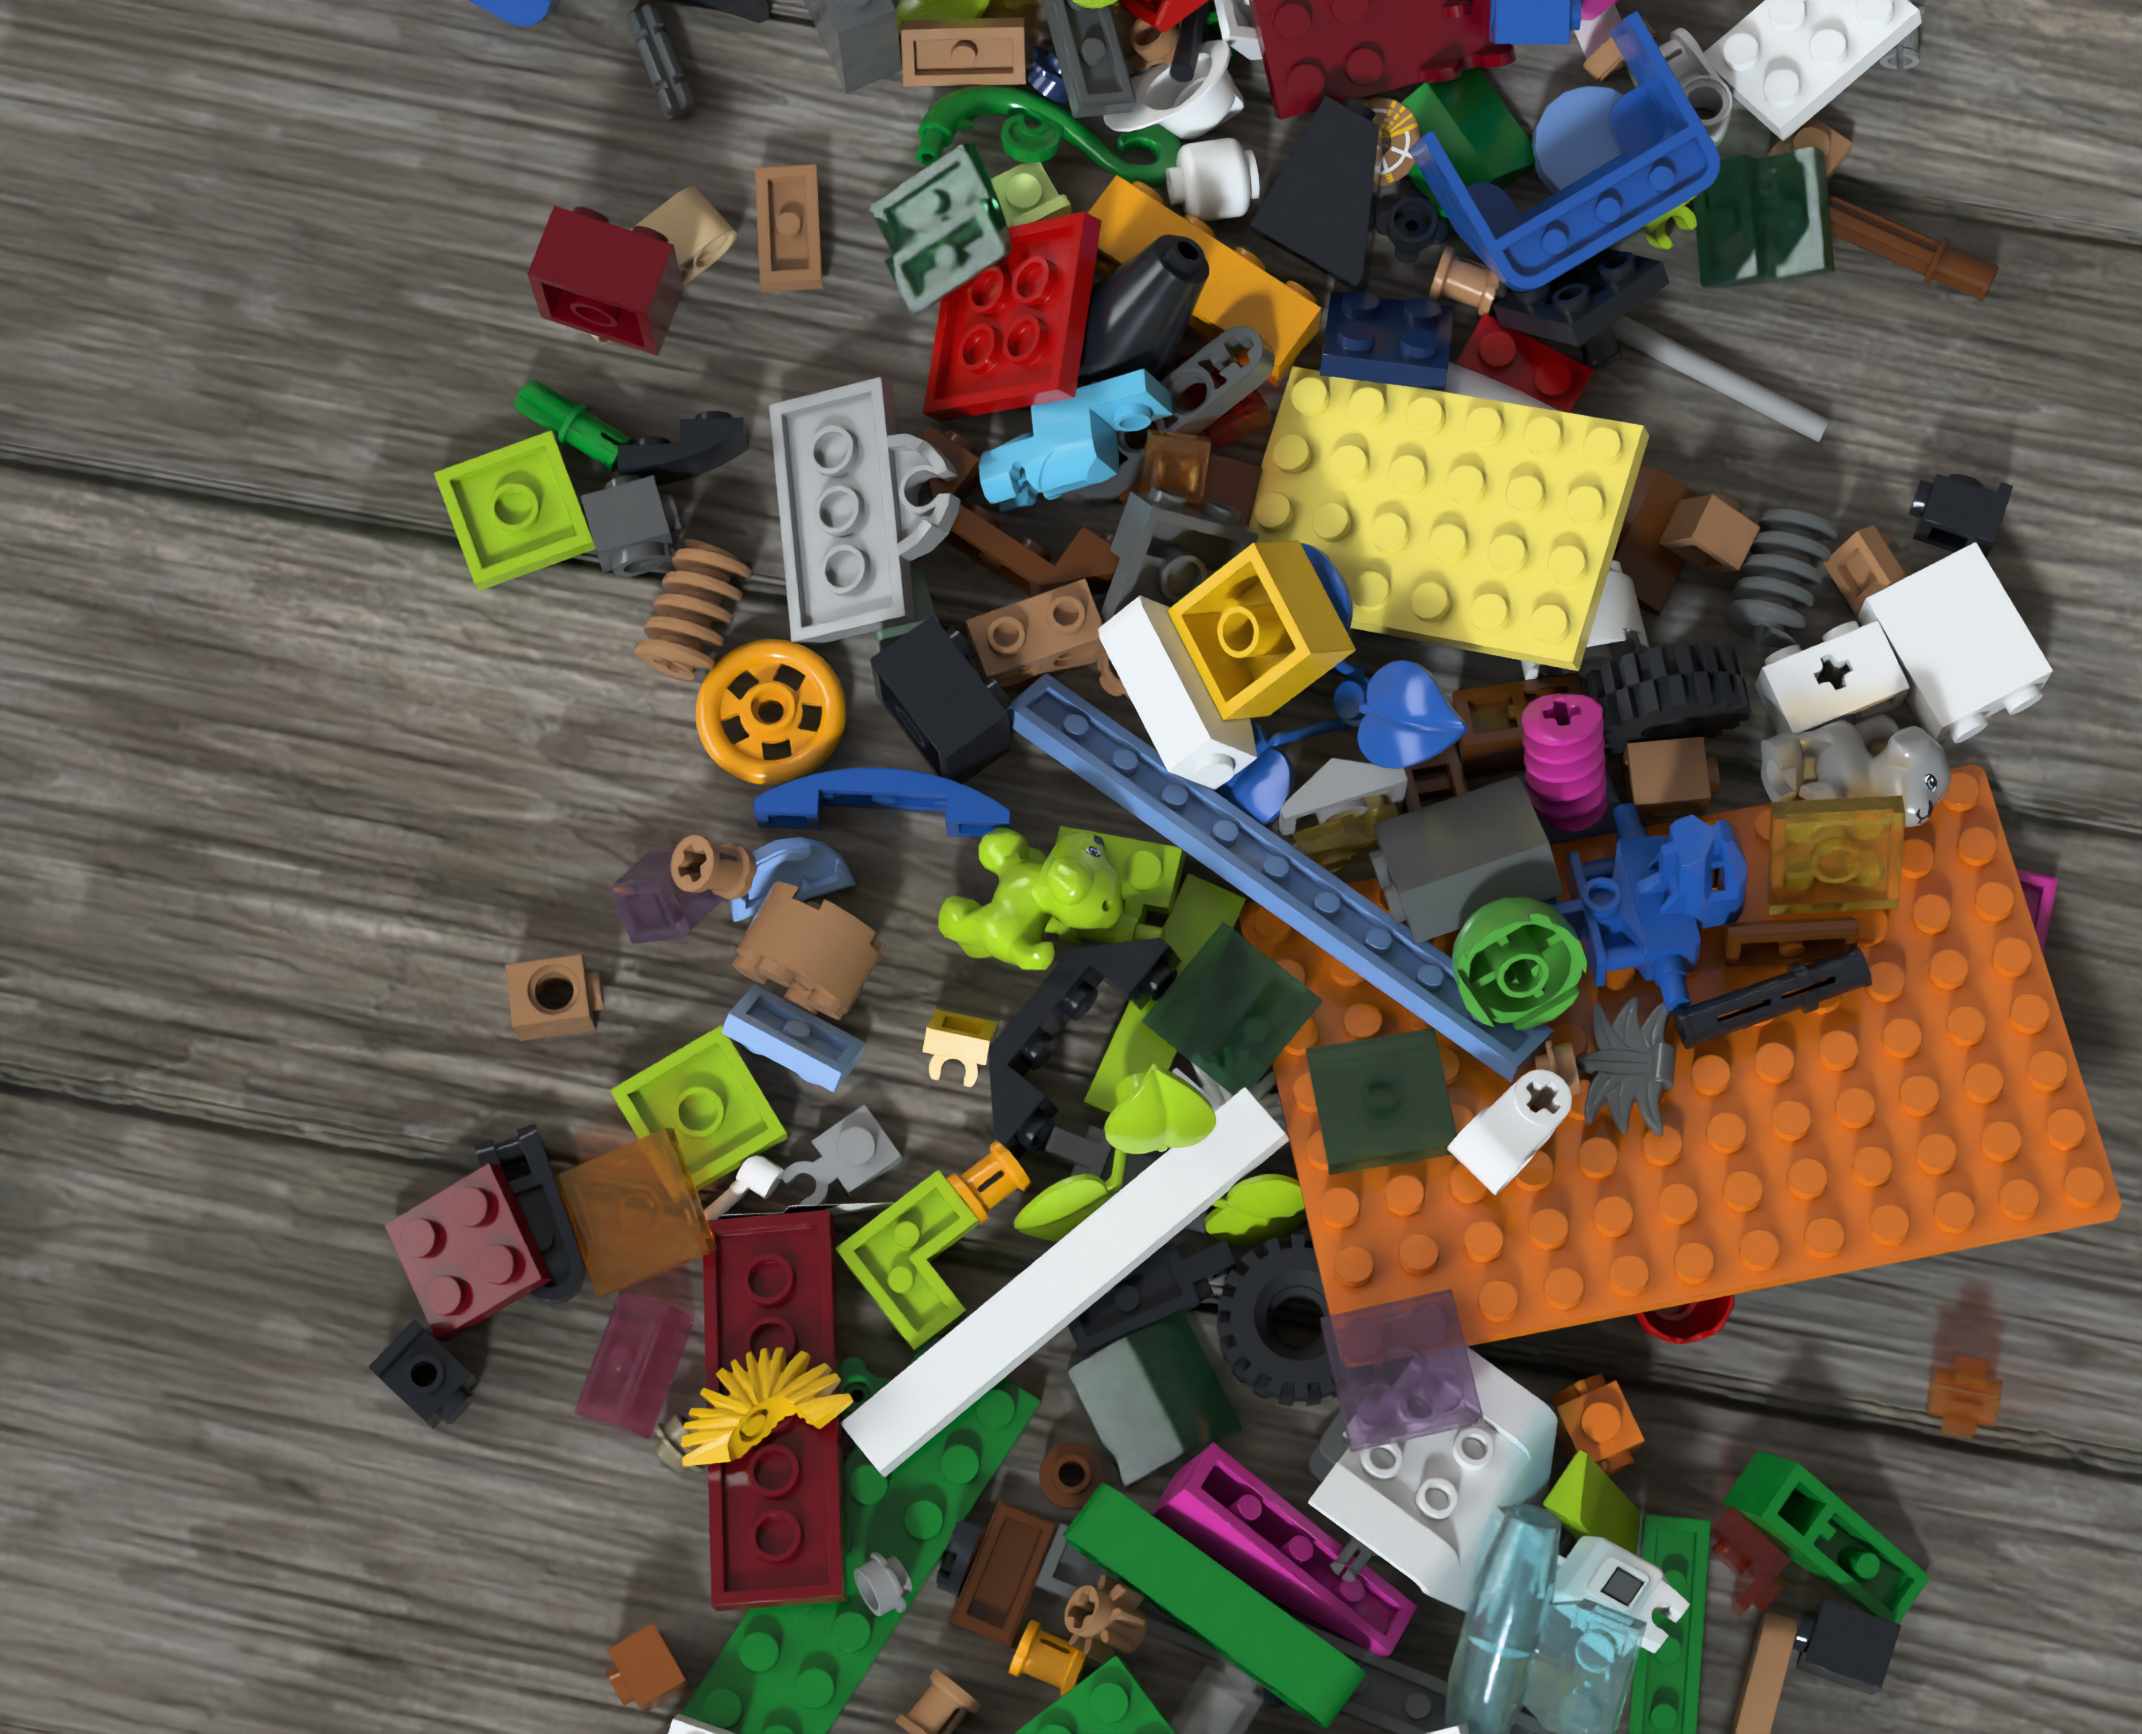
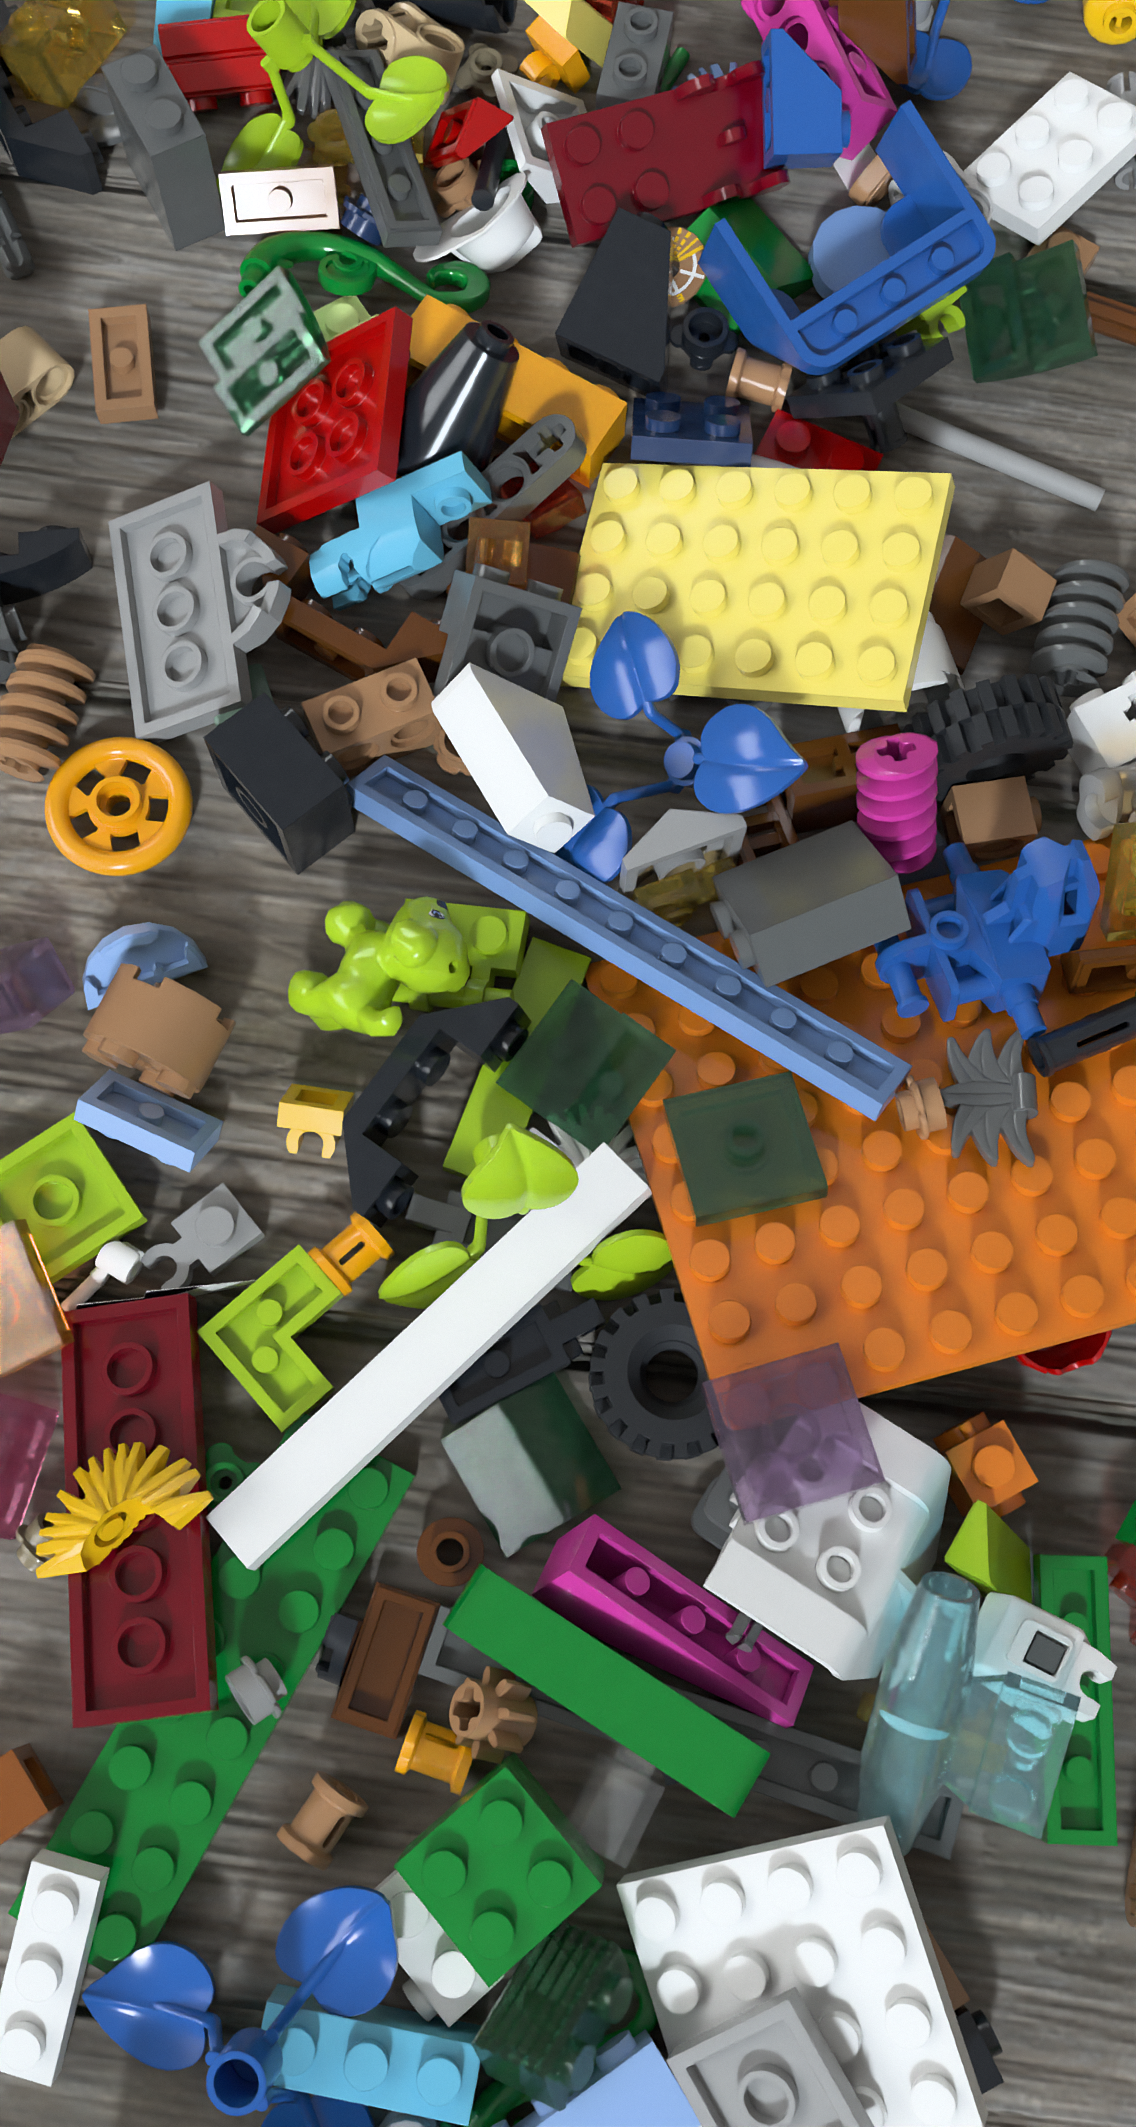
camera: 10 degrees left, 0 degrees up
(702, 857) = (65, 956): medium nougat bush -> none
(801, 801) = (151, 887): blue slope -> none
(1213, 179) = (519, 297): white head -> none
(1261, 629) = (591, 689): yellow brick -> none
(1508, 1132) = (883, 1171): white piece -> none
(1517, 962) = (875, 998): bright green cylinder -> none

